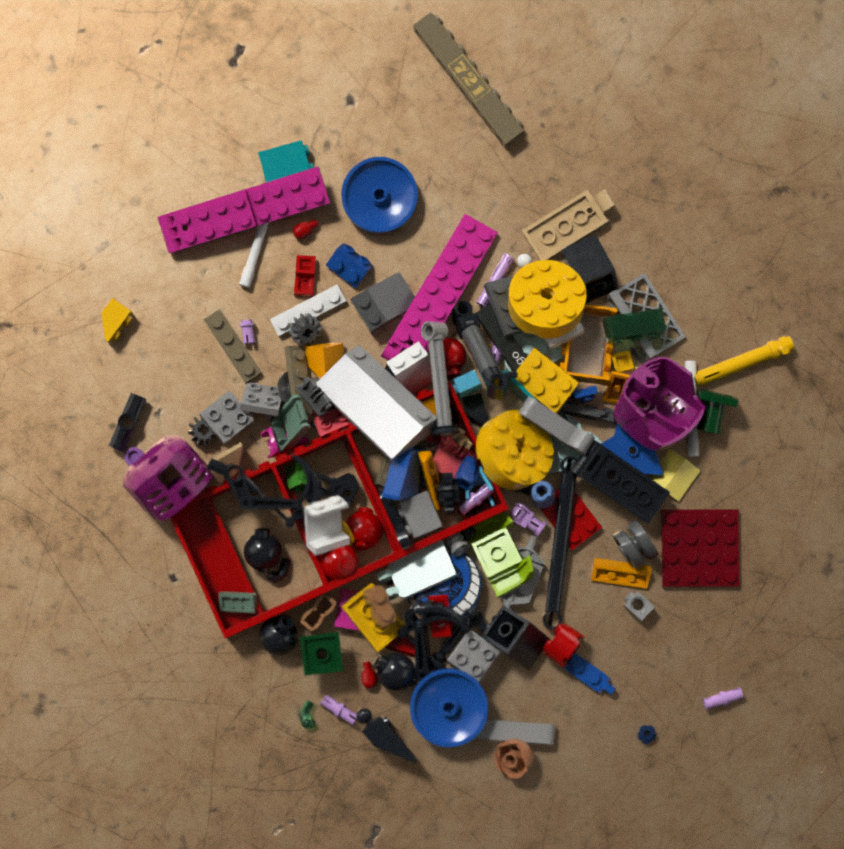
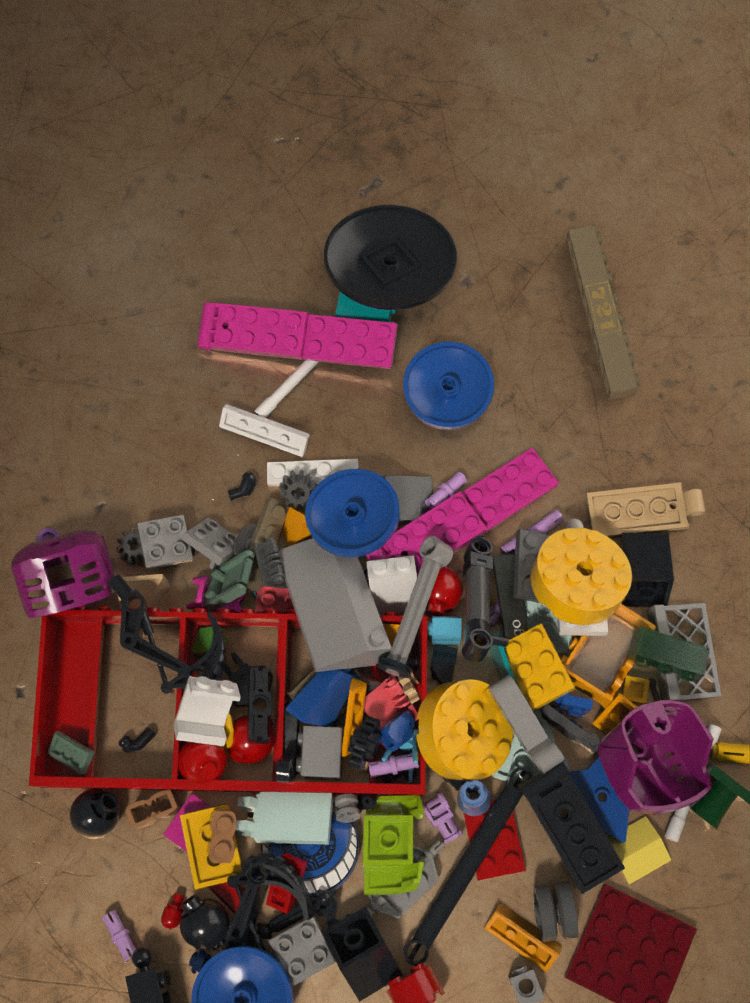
camera: 35 degrees right, 10 degrees down
(114, 318) = (104, 387): yellow slope -> none
(122, 434) = (48, 509): black piece -> none
(232, 346) = (213, 473): dark tan plate -> none
(247, 331) = (237, 464): lavender pin -> none
(255, 295) = (264, 430): none -> white plate
(262, 550) = (128, 707): black brick -> none
(263, 346) = (245, 489): none -> black arm
(281, 89) = (392, 233): none -> black dish
(304, 229) = (351, 386): red cylinder -> none
(304, 276) = (327, 435): red slope -> none
(304, 715) = (78, 921): clear green arm -> none
(310, 649) = (115, 859): dark green plant -> none
(349, 264) = (380, 444): blue bracket -> none
(358, 330) = (352, 513): none -> blue dish
(364, 514) = (258, 720): none -> black piece
(404, 699) = (198, 960): none -> dark blue plate
(416, 278) = (446, 490): none -> lavender pin

